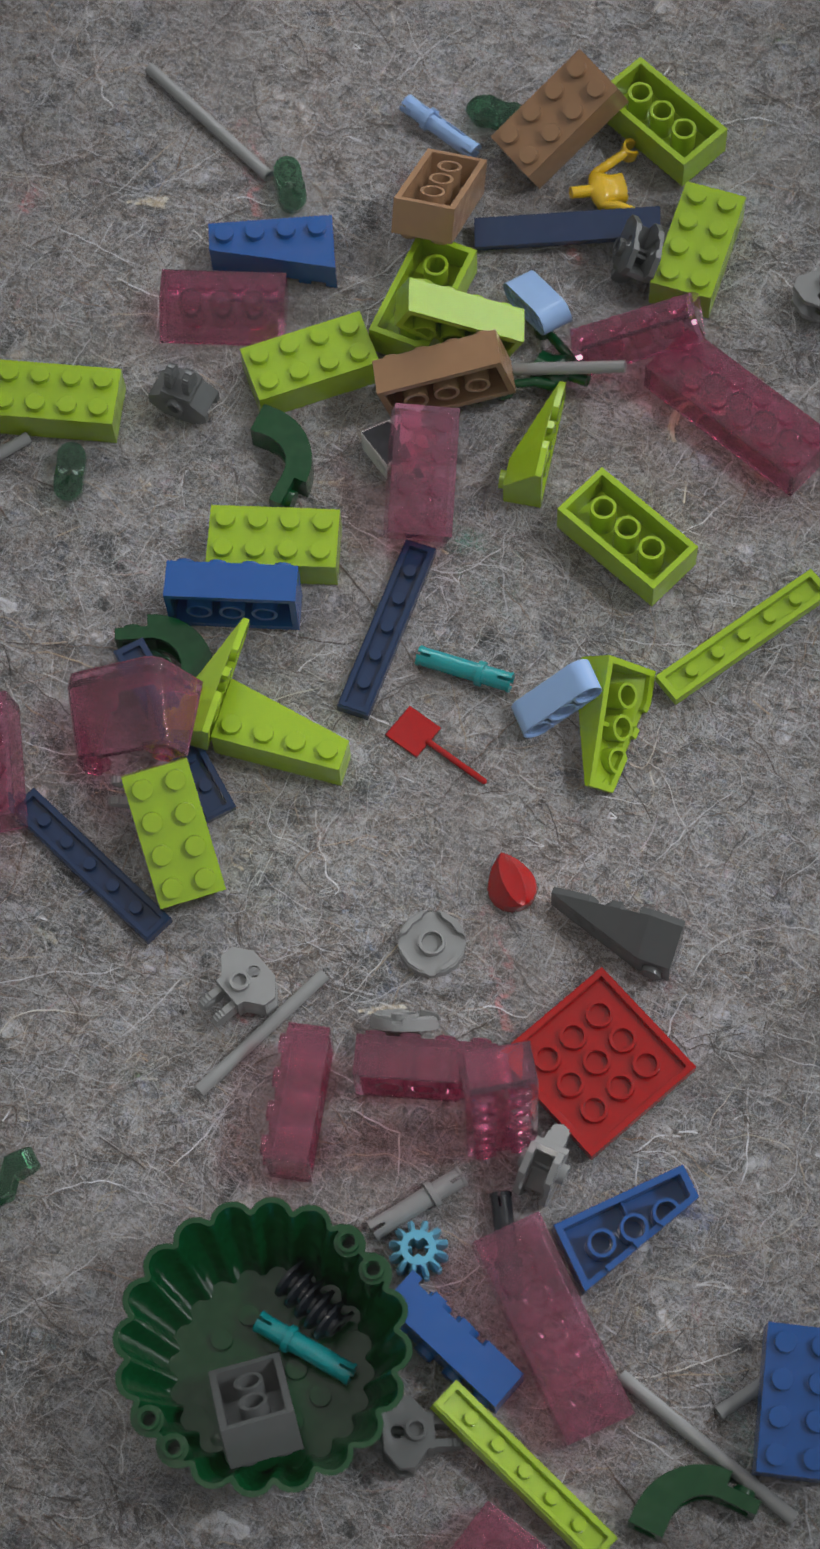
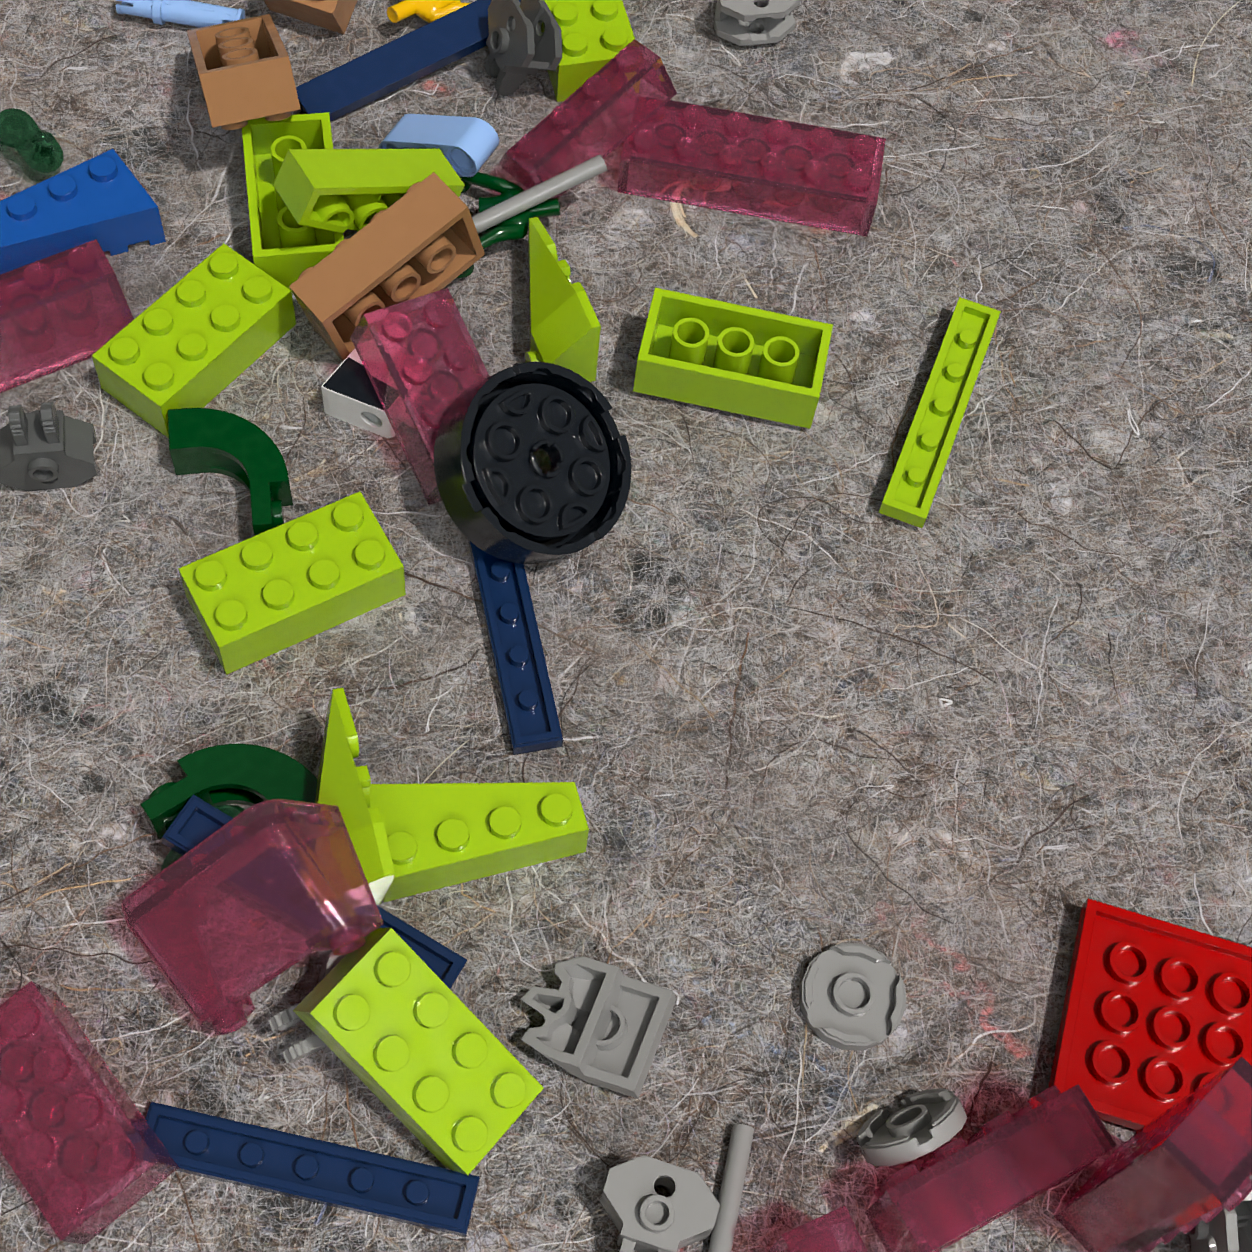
camera: 45 degrees left, 5 degrees down
(226, 592) = (284, 669): blue brick -> none
(282, 877) = (600, 1024): none -> light grey plate
(414, 536) = (494, 480): none -> black brick
(416, 731) = (636, 729): red piece -> none
(479, 672) = (662, 611): teal pin -> none
(511, 884) = (896, 859): red piece -> none
(556, 698) = (795, 588): light blue beam -> none
(612, 718) = (848, 555): lime wedge -> none
(642, 939) = (1110, 838): dark grey wedge -> none

